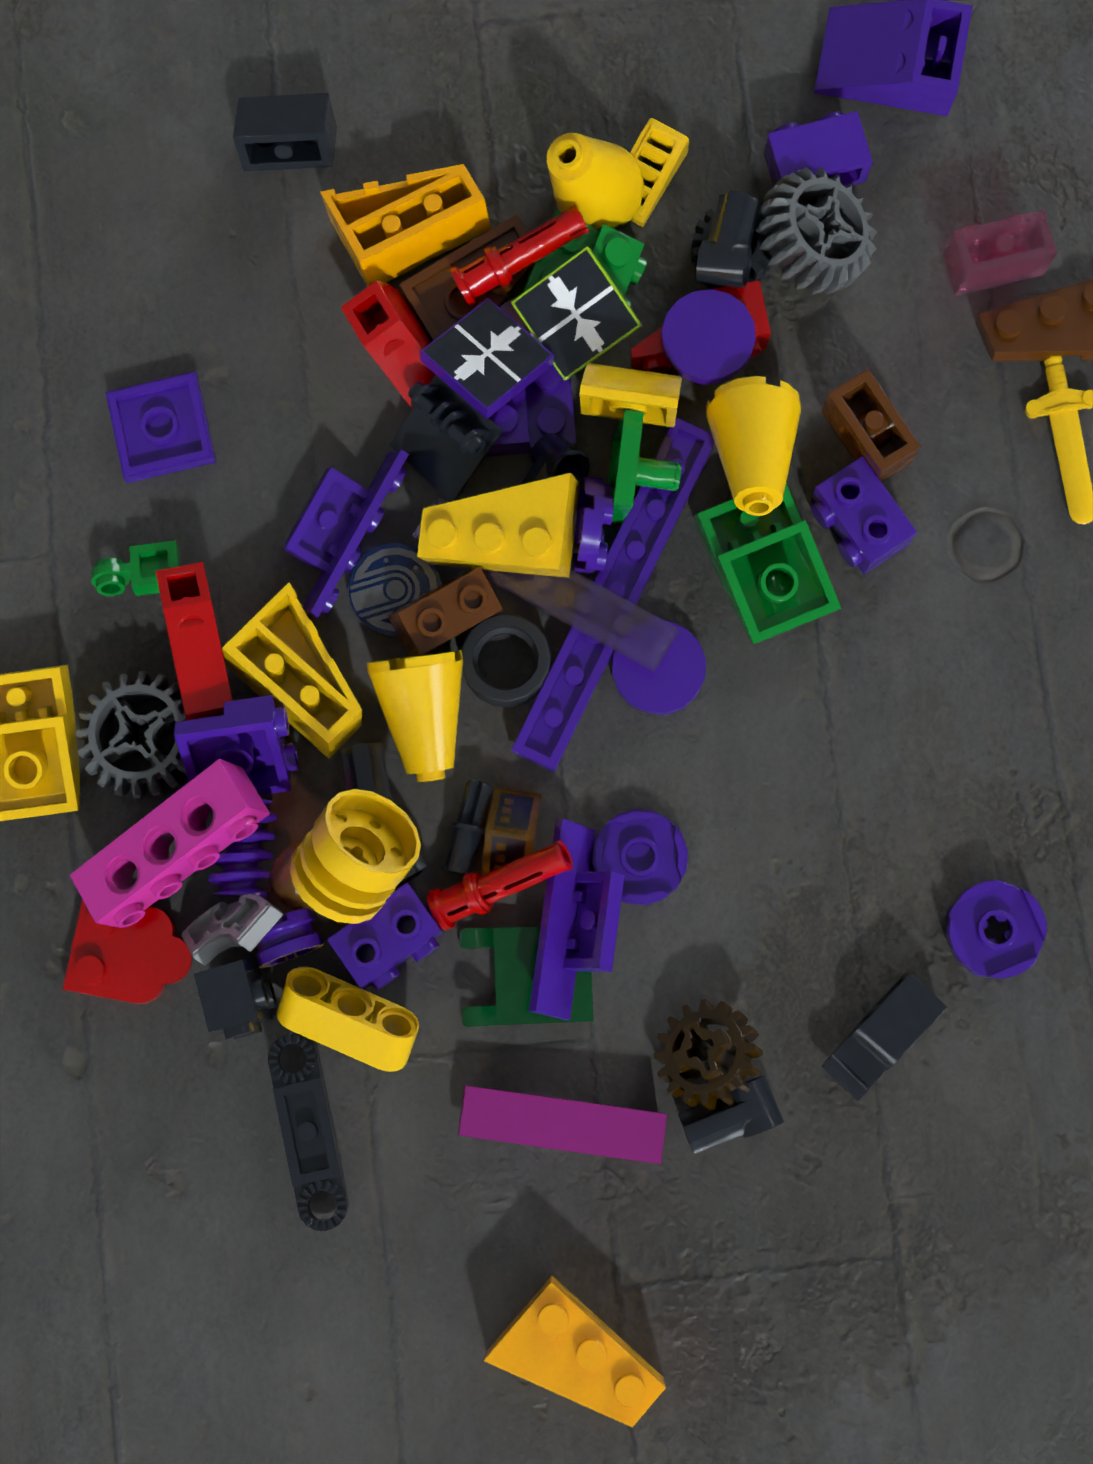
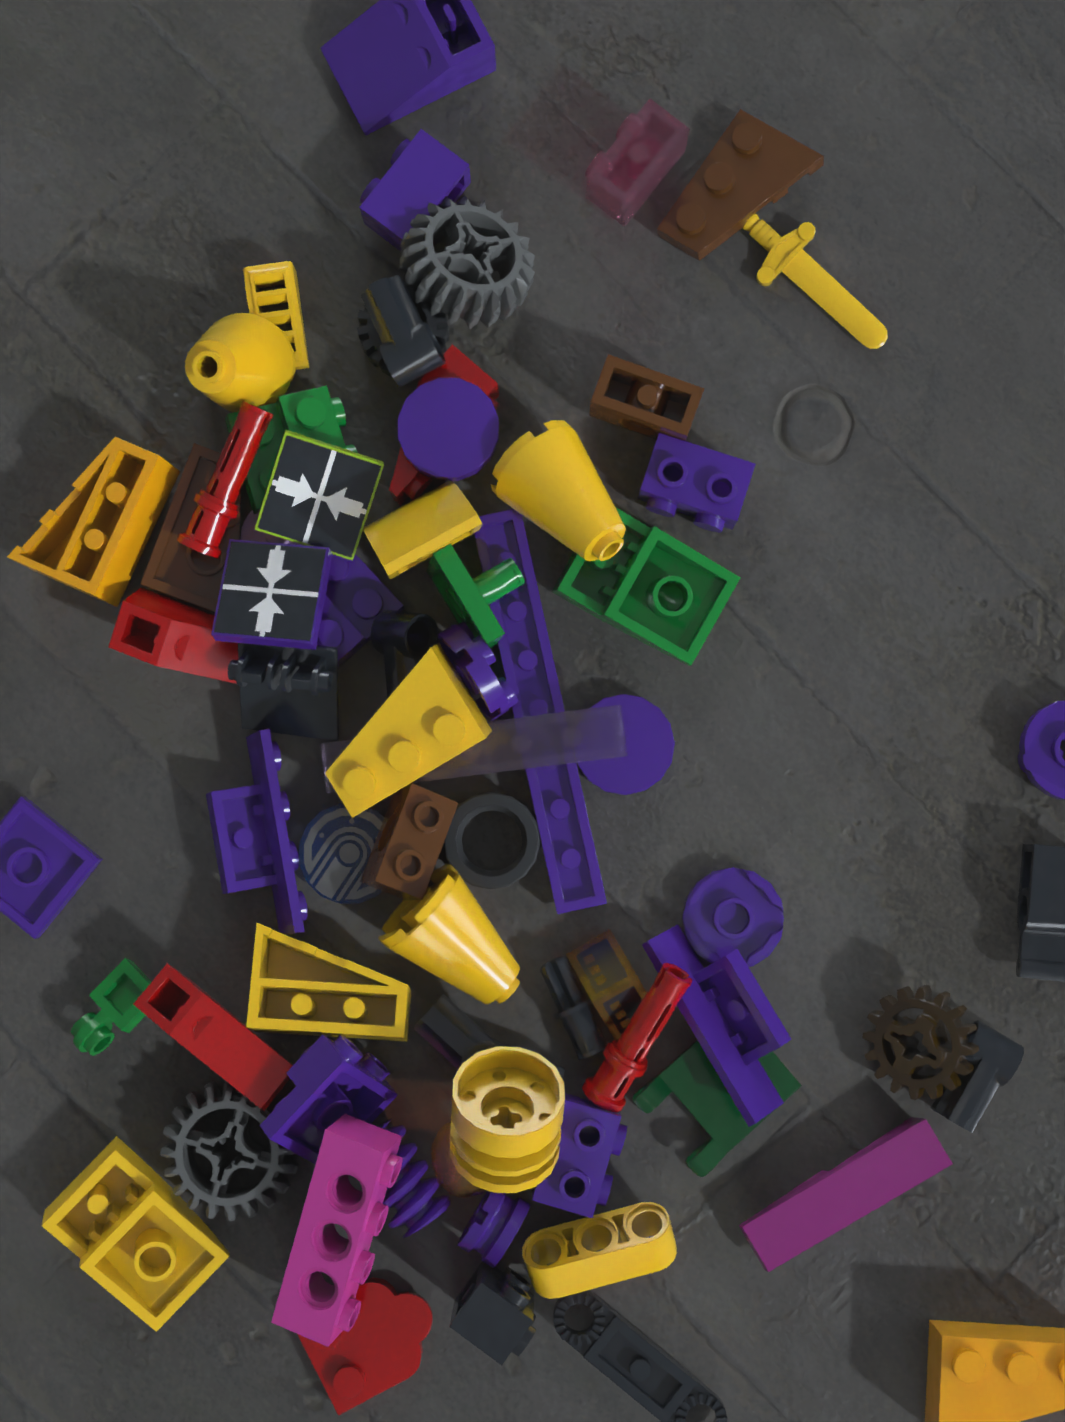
camera: 40 degrees left, 5 degrees up
(230, 926) = (446, 1246): light grey tile -> none

